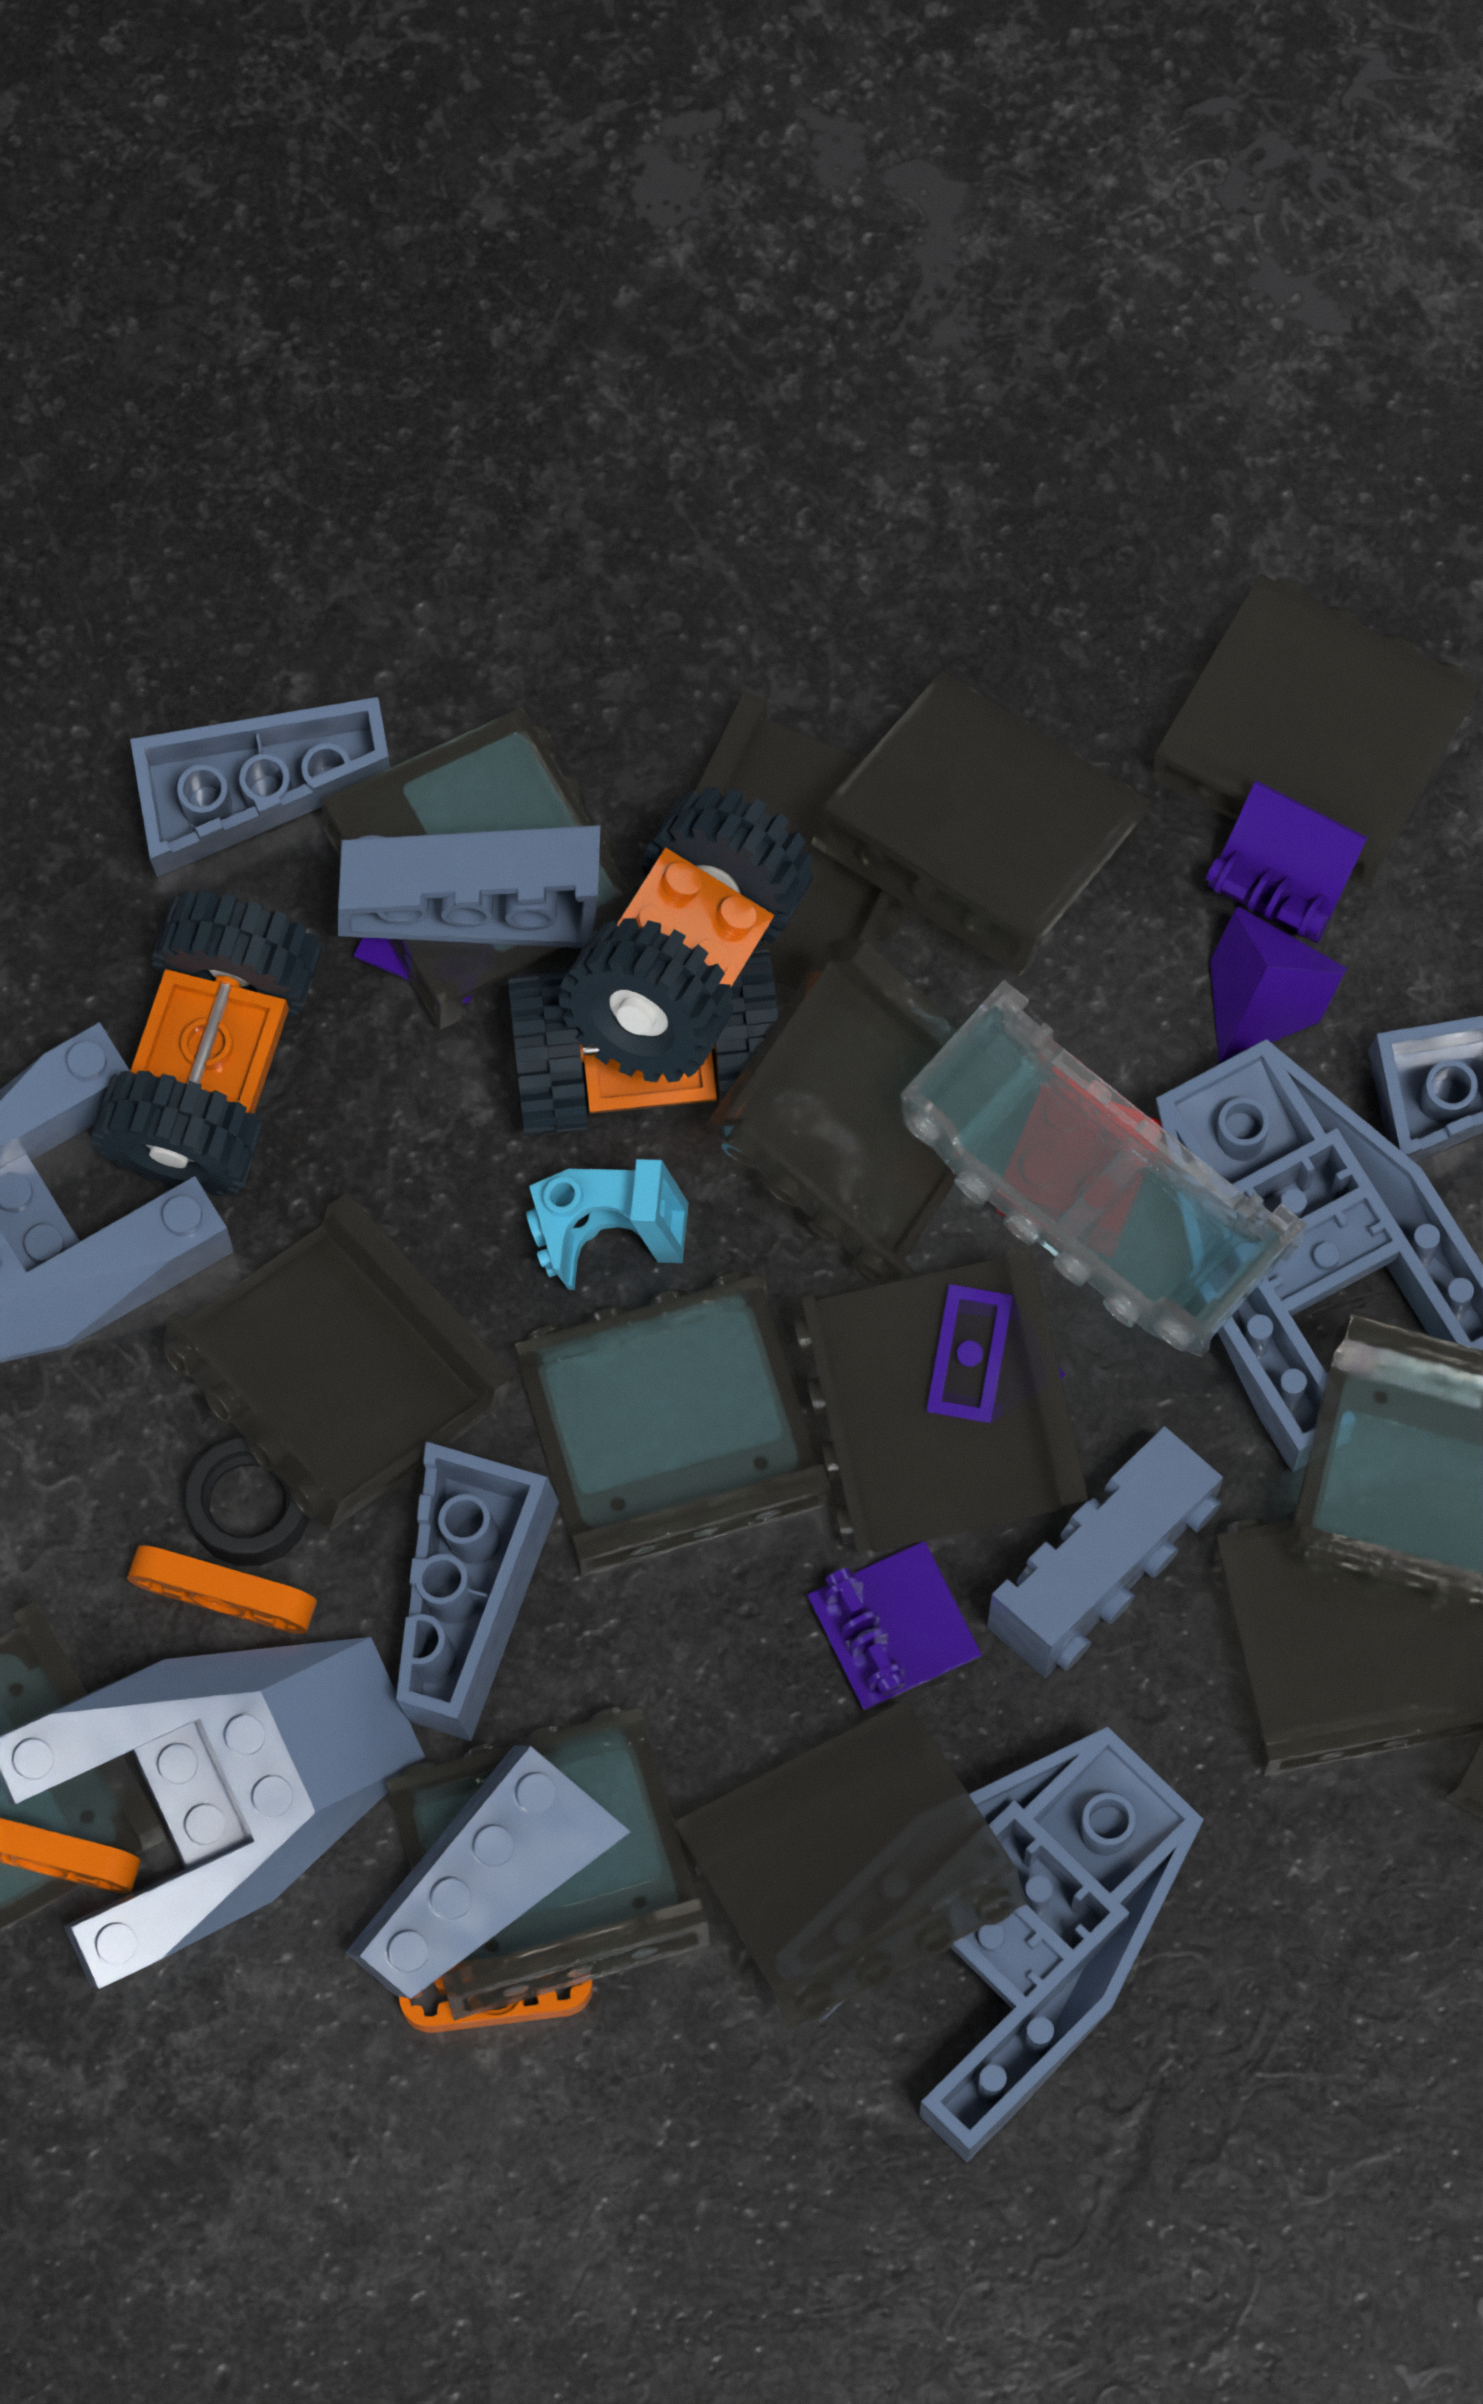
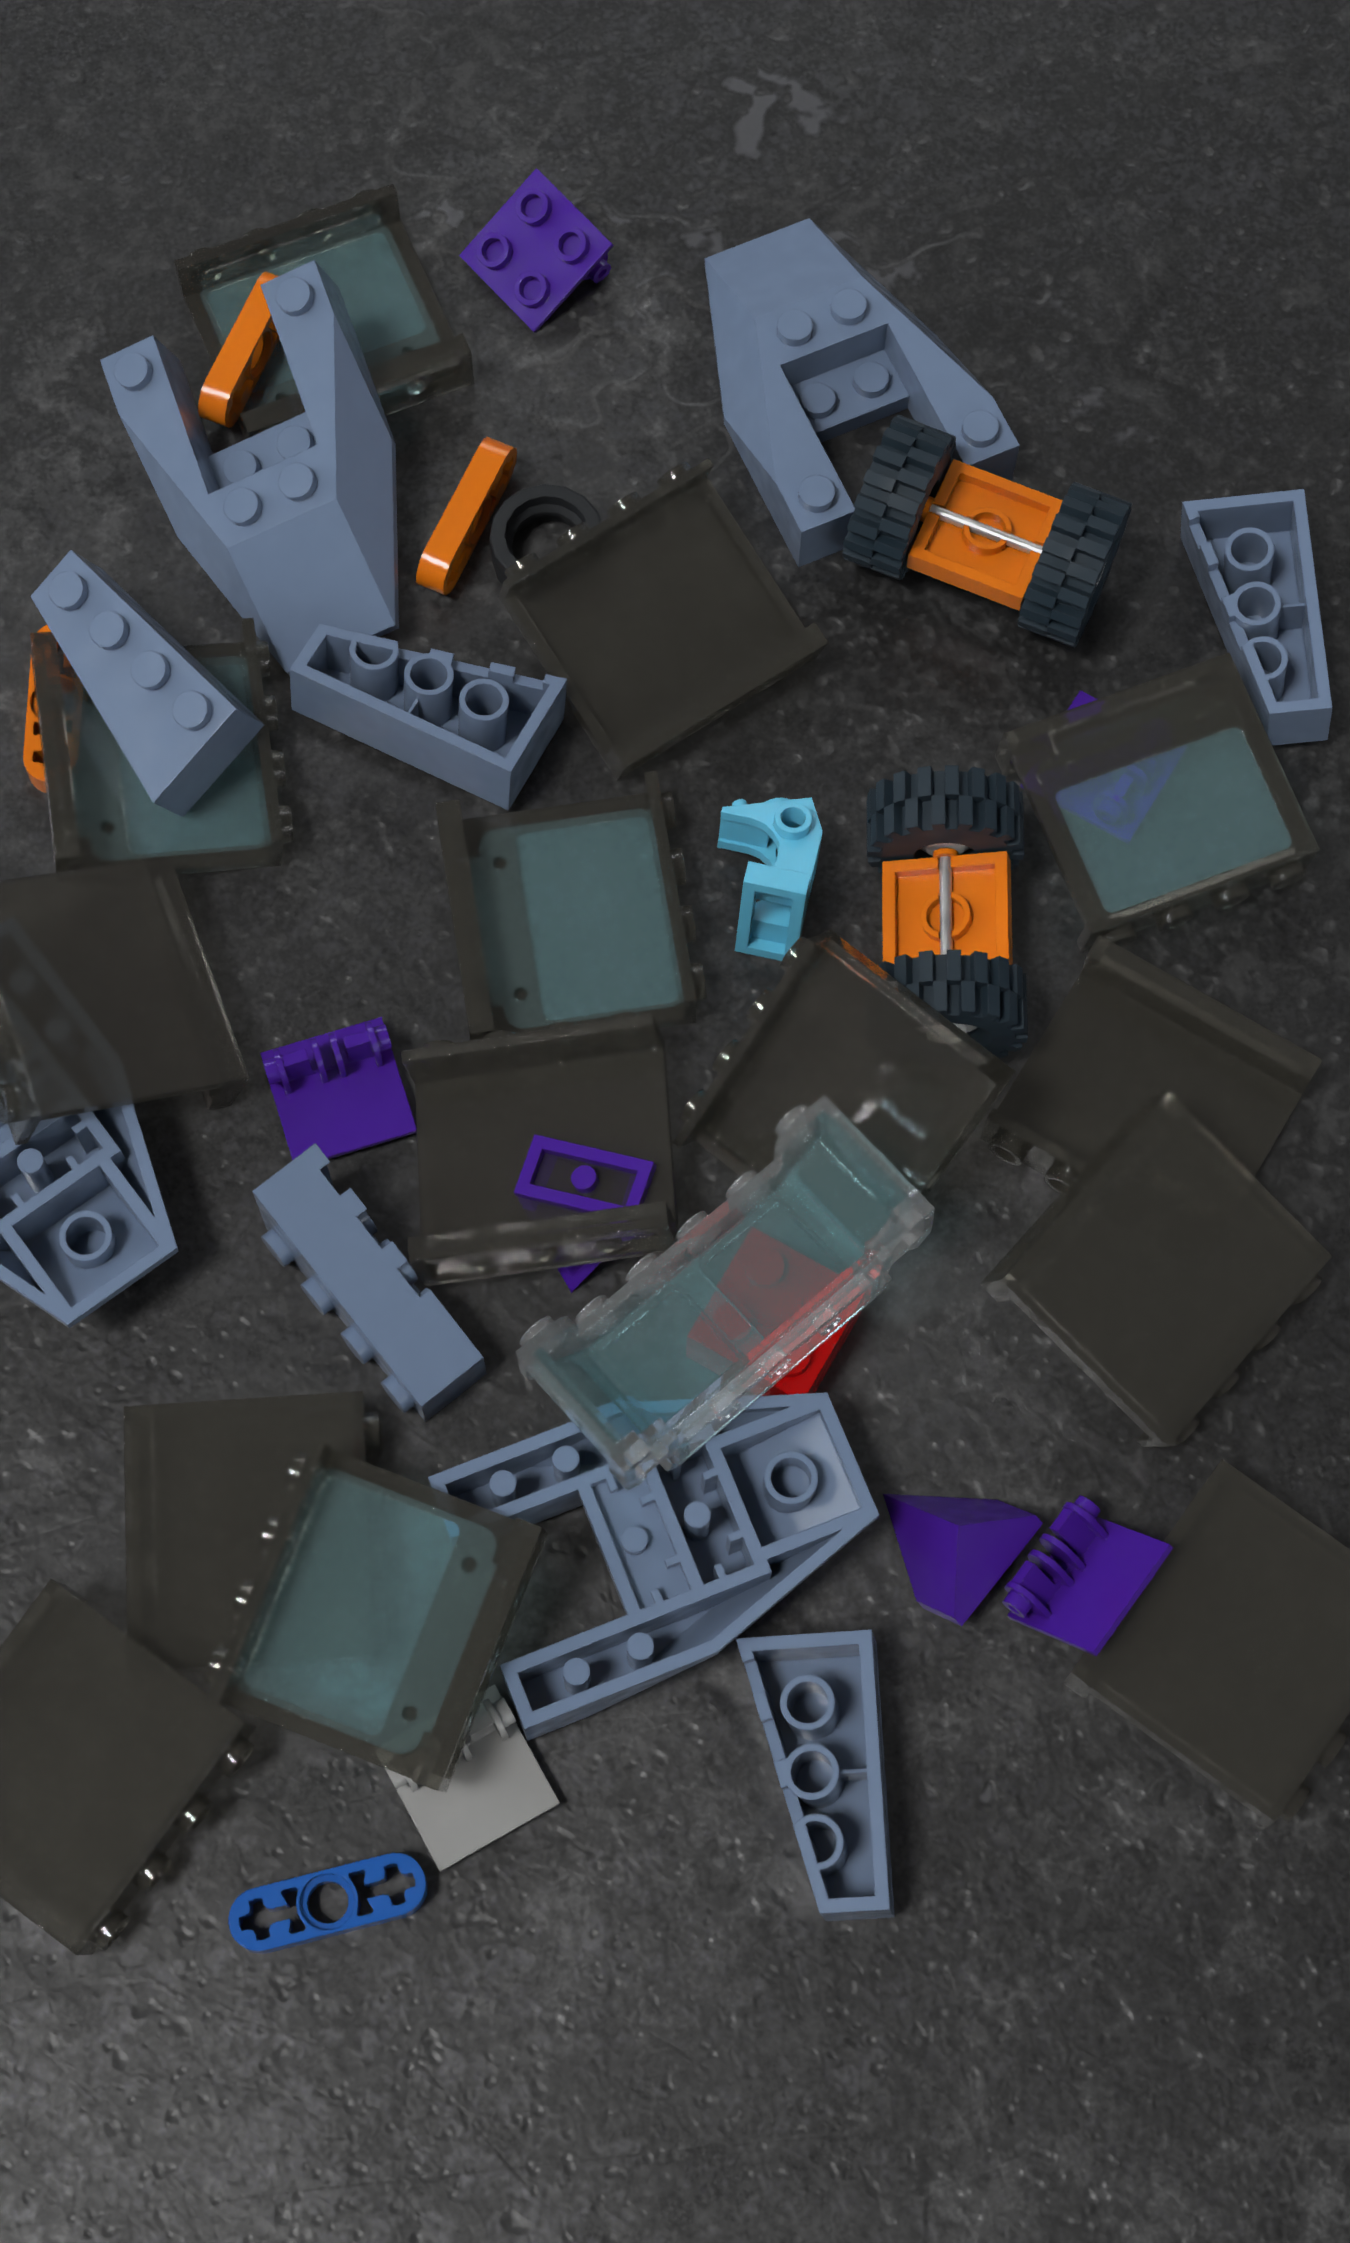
camera: 95 degrees right, 0 degrees up
(473, 887) = (1114, 760): sand blue wedge -> none
(664, 975) = (1034, 932): black plate -> none

